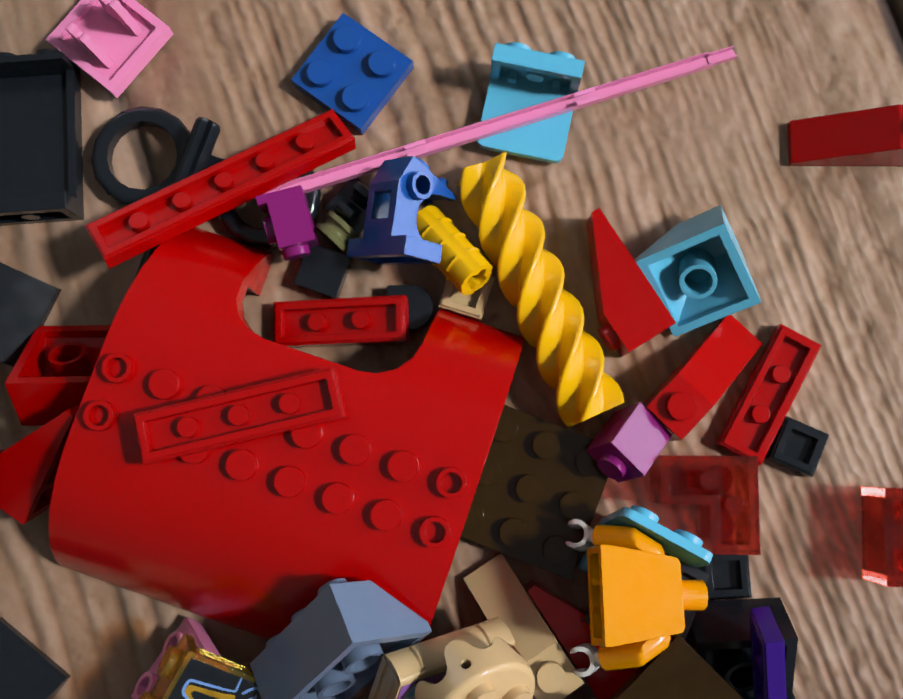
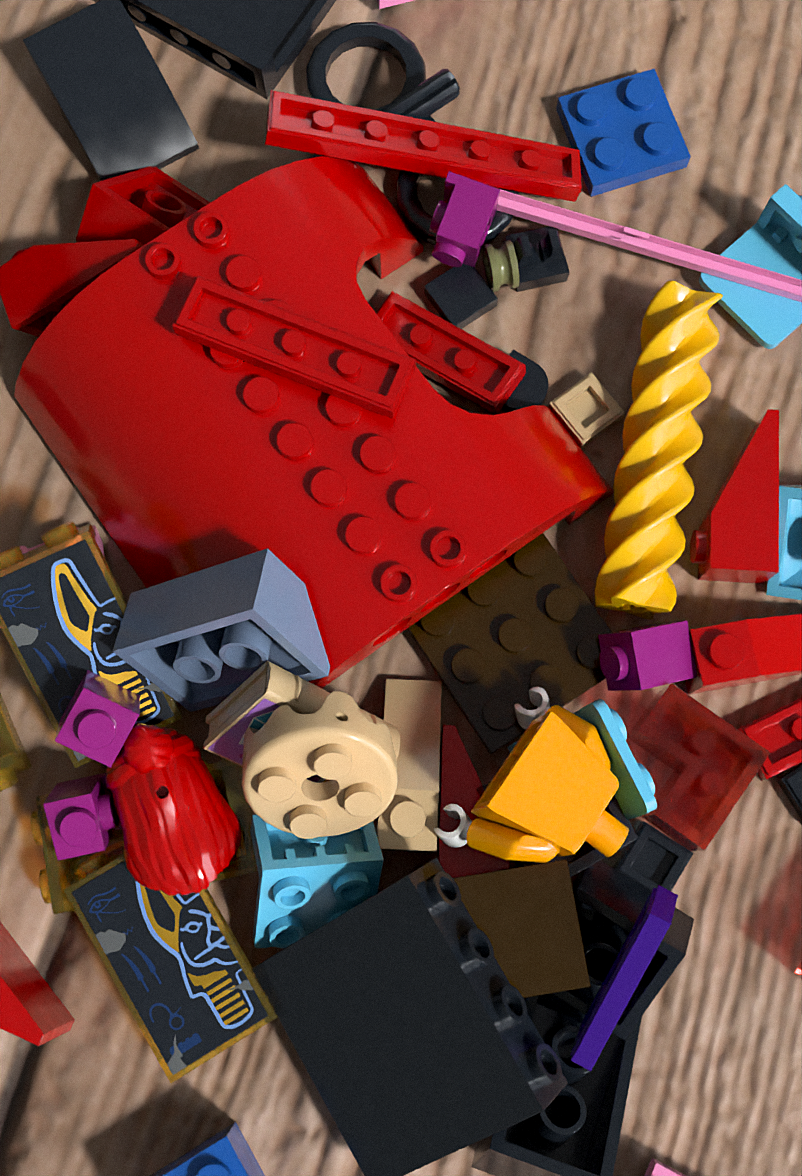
camera: 30 degrees right, 5 degrees down
(391, 219) = (555, 292): blue tile -> none
(459, 260) = (599, 353): yellow axle -> none

